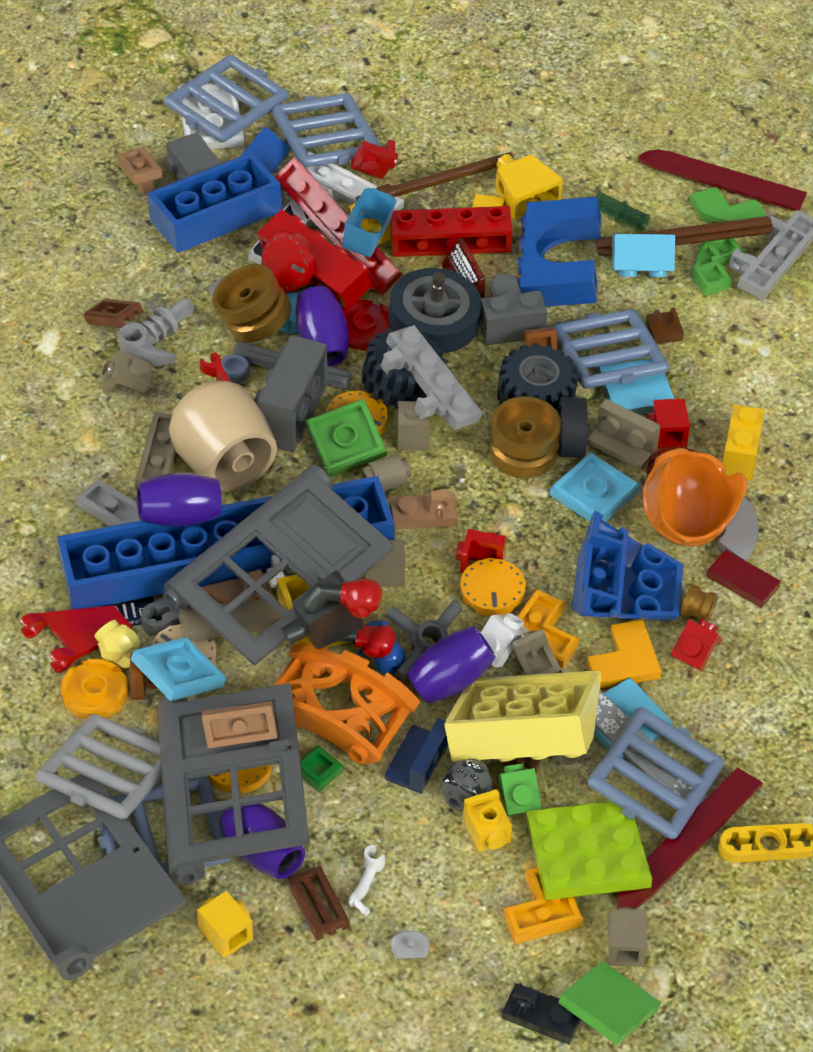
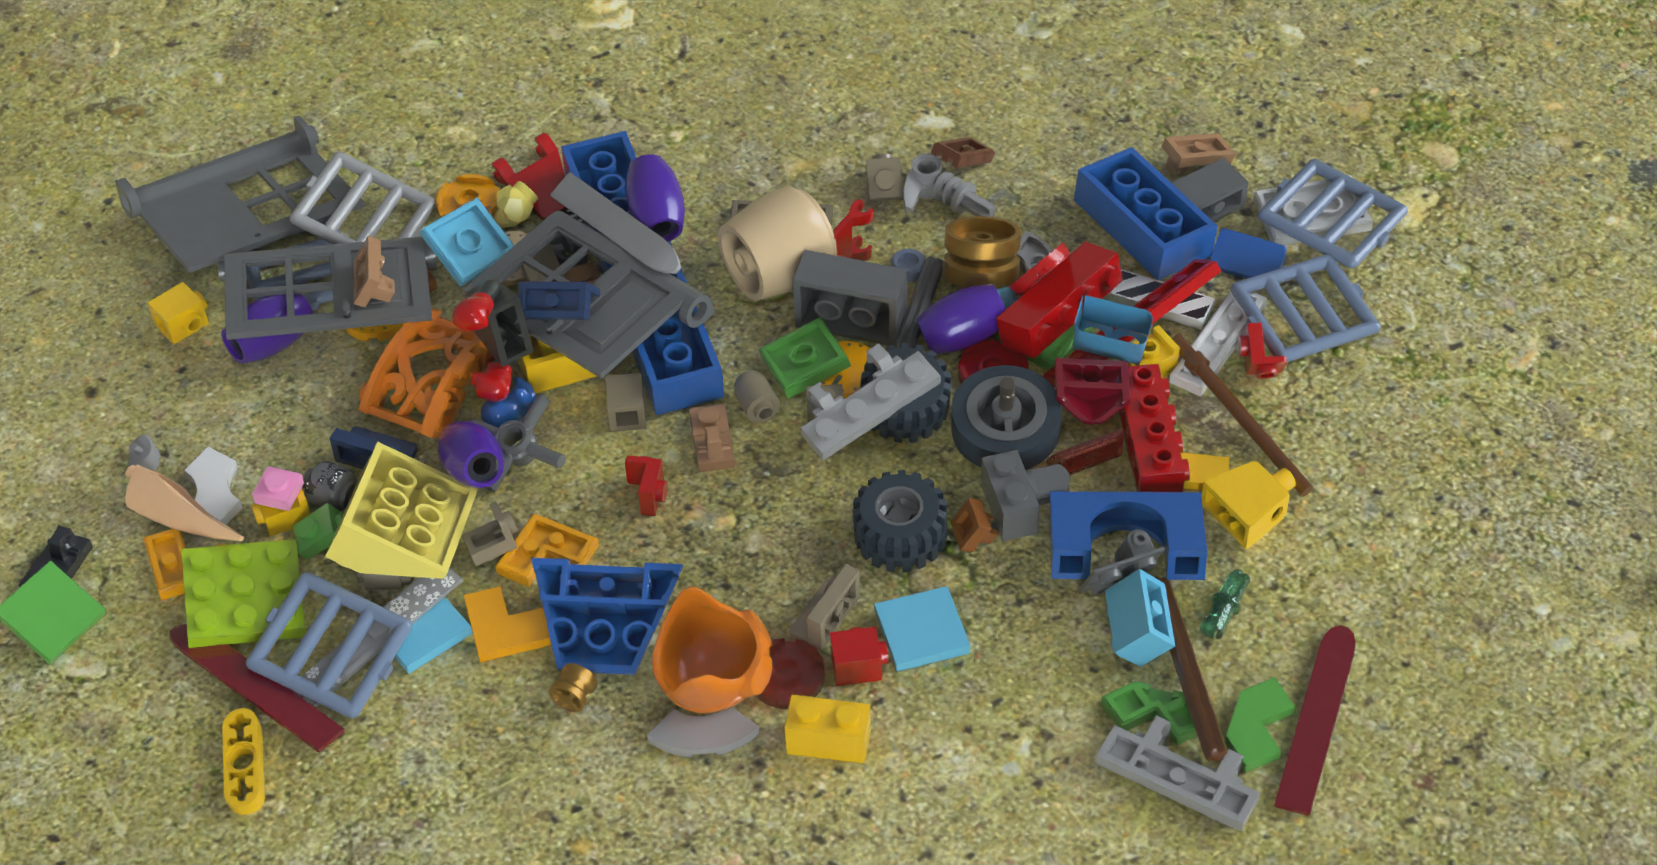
camera: 90 degrees right, 0 degrees up
(108, 504) = (701, 181): light grey hinge -> none
(198, 536) = (617, 225): none -> light grey piece
(308, 562) = (556, 300): none -> dark blue panel
(320, 768) = (359, 371): green tile -> none
(328, 926) = (206, 389): copper tile -> none
(372, 866) = (245, 418): white piece -> none
(418, 246) = (1092, 388): none -> dark red slope
(471, 884) = (212, 477): none -> white tile
(478, 916) = (171, 505): none -> light nougat piece
(488, 806) = (278, 488): none -> bright pink plate
(492, 586) = (603, 502): light orange tile -> none
(501, 633) = (525, 504): white bracket -> none
(525, 437) = (810, 509): pearl gold wheel -> none
(573, 427) = (824, 533): black tyre -> none
(593, 487) = (758, 585): medium azure tile -> none
(599, 244) = (1133, 554): none -> dark grey hinge
(624, 375) = (974, 632): sand blue bar -> none
(626, 937) = (127, 626): dark tan brick -> none
(665, 326) = (1029, 655): reddish brown tile -> none
(696, 643) = (521, 687): red bracket -> none
(743, 578) = (621, 738): dark red tile -> none

